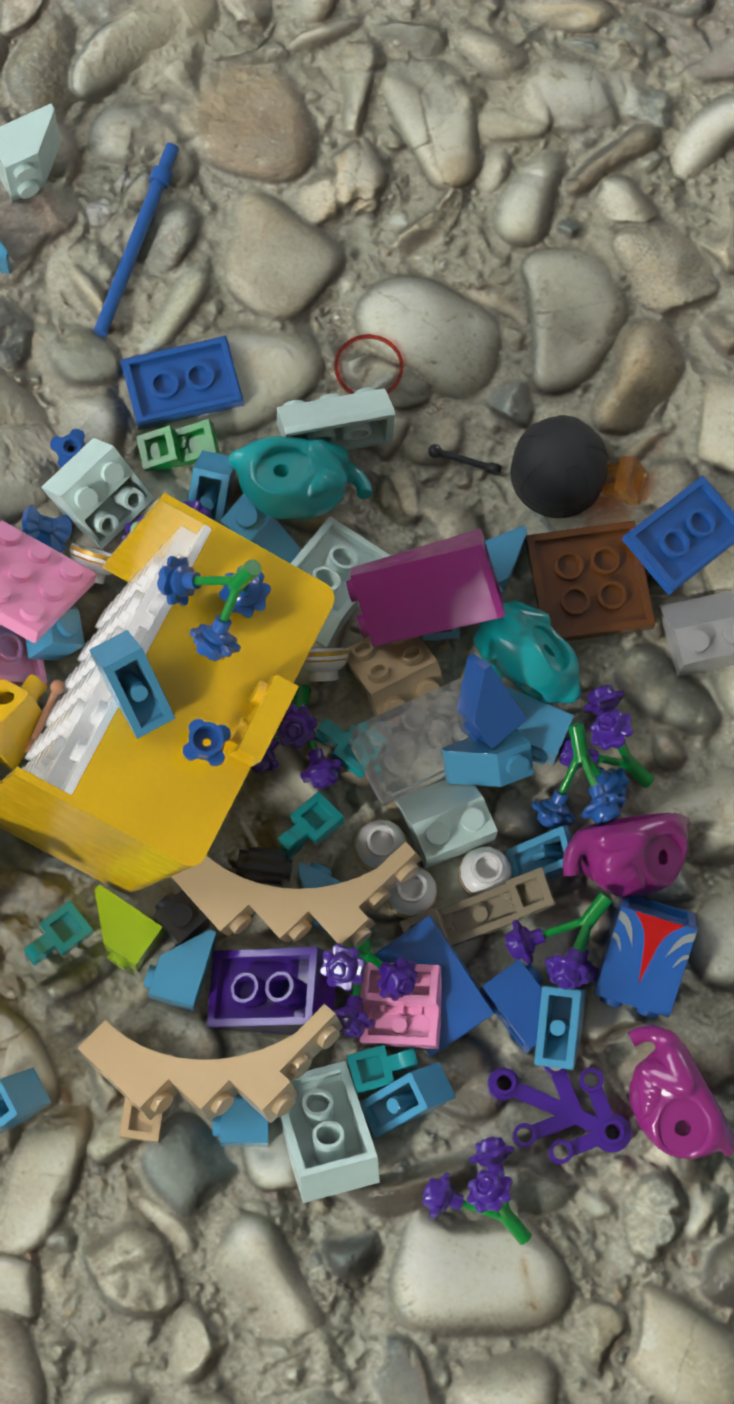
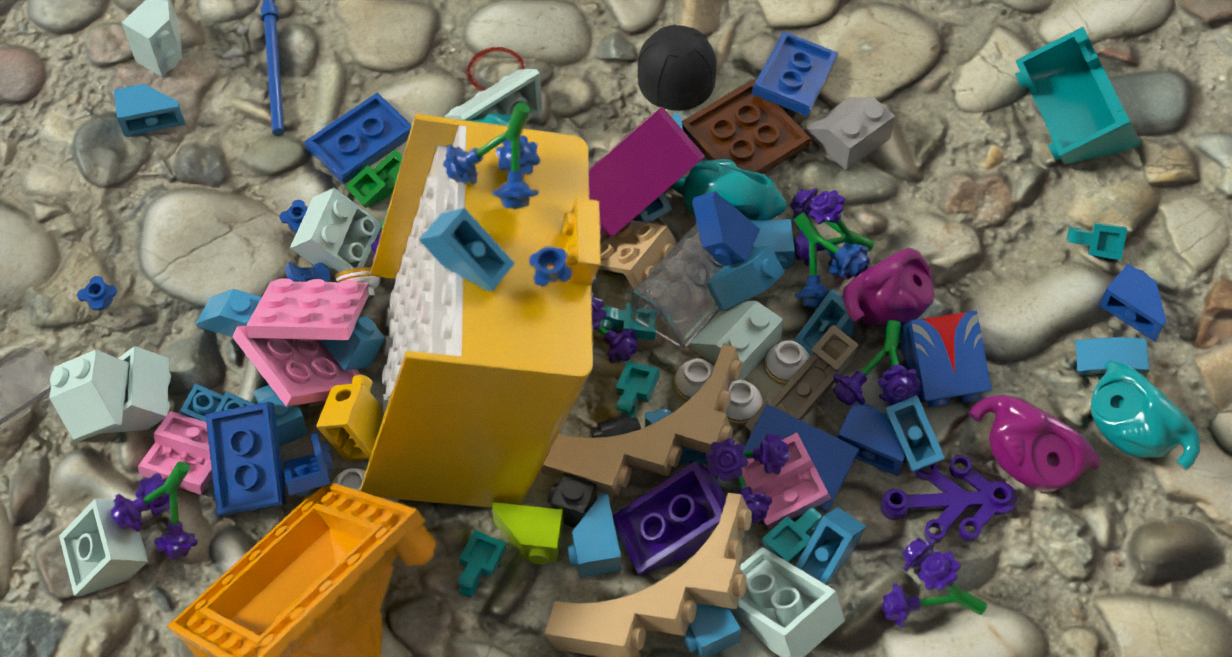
camera: 20 degrees left, 15 degrees down
(57, 687) = (380, 375): nougat hinge -> none
(435, 451) = (627, 94): black hinge -> none
(629, 480) = (732, 57): clear orange tile -> none

